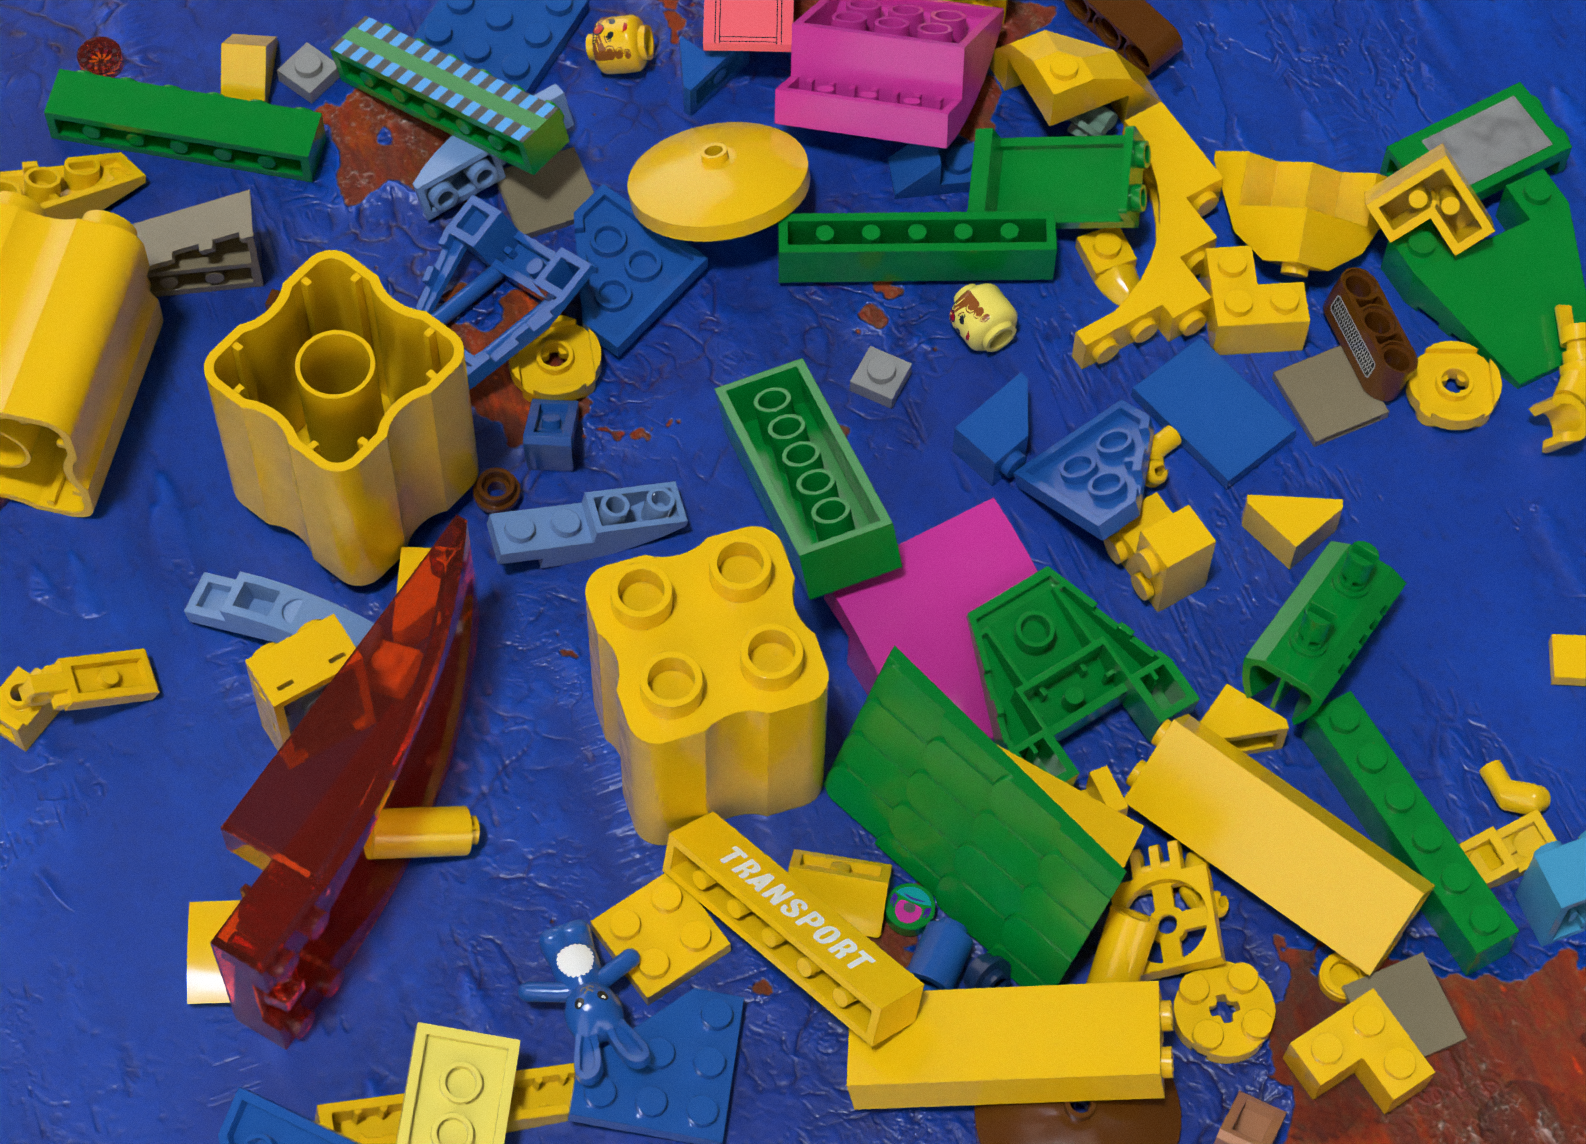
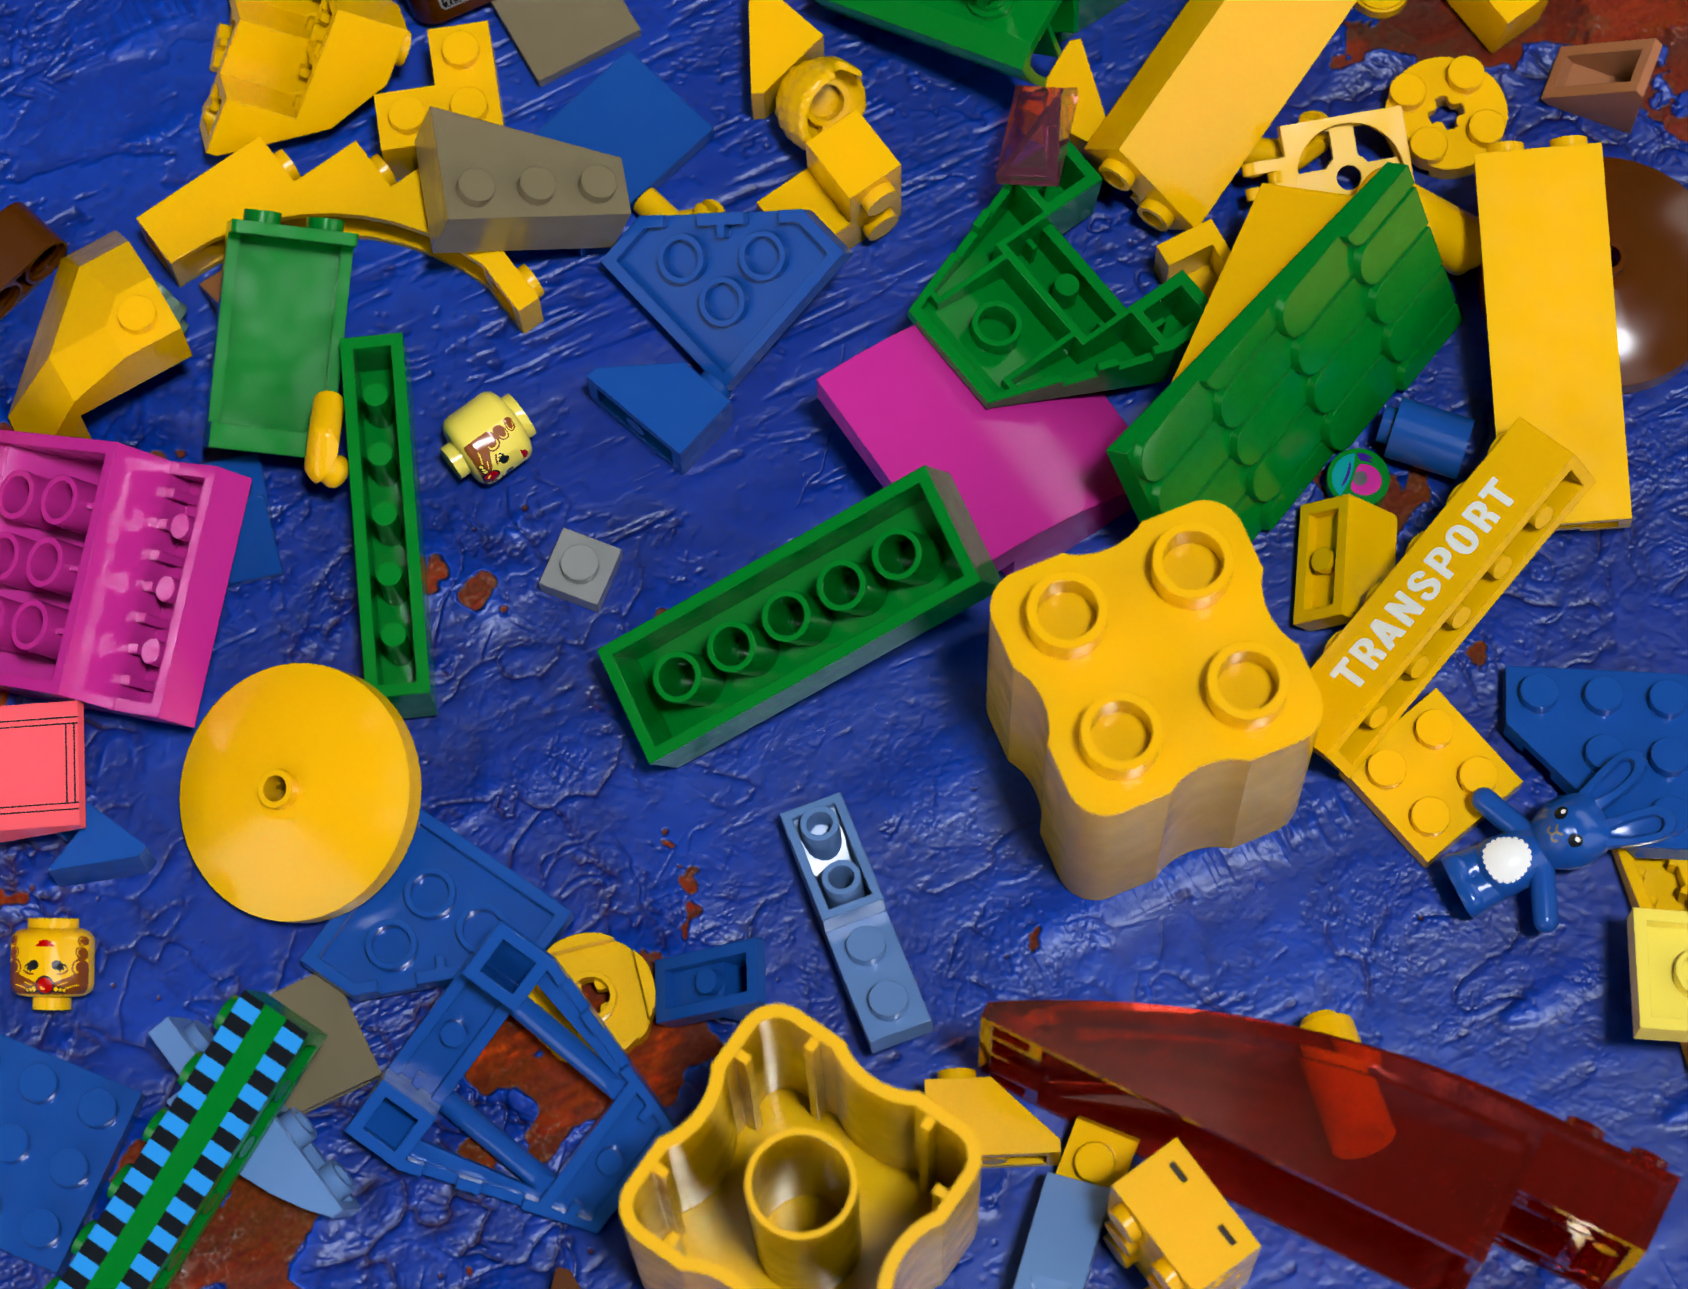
camera: 90 degrees left, 10 degrees up
(979, 197) = (323, 441): none -> yellow arm
(988, 972) = (1444, 379): dark blue plate -> none
(1109, 262) = (389, 287): yellow plate -> none
(1164, 322) = (515, 189): none -> dark tan wedge
(1197, 678) = (1037, 135): none -> clear pink slope
(1243, 547) = (818, 96): none -> yellow hair

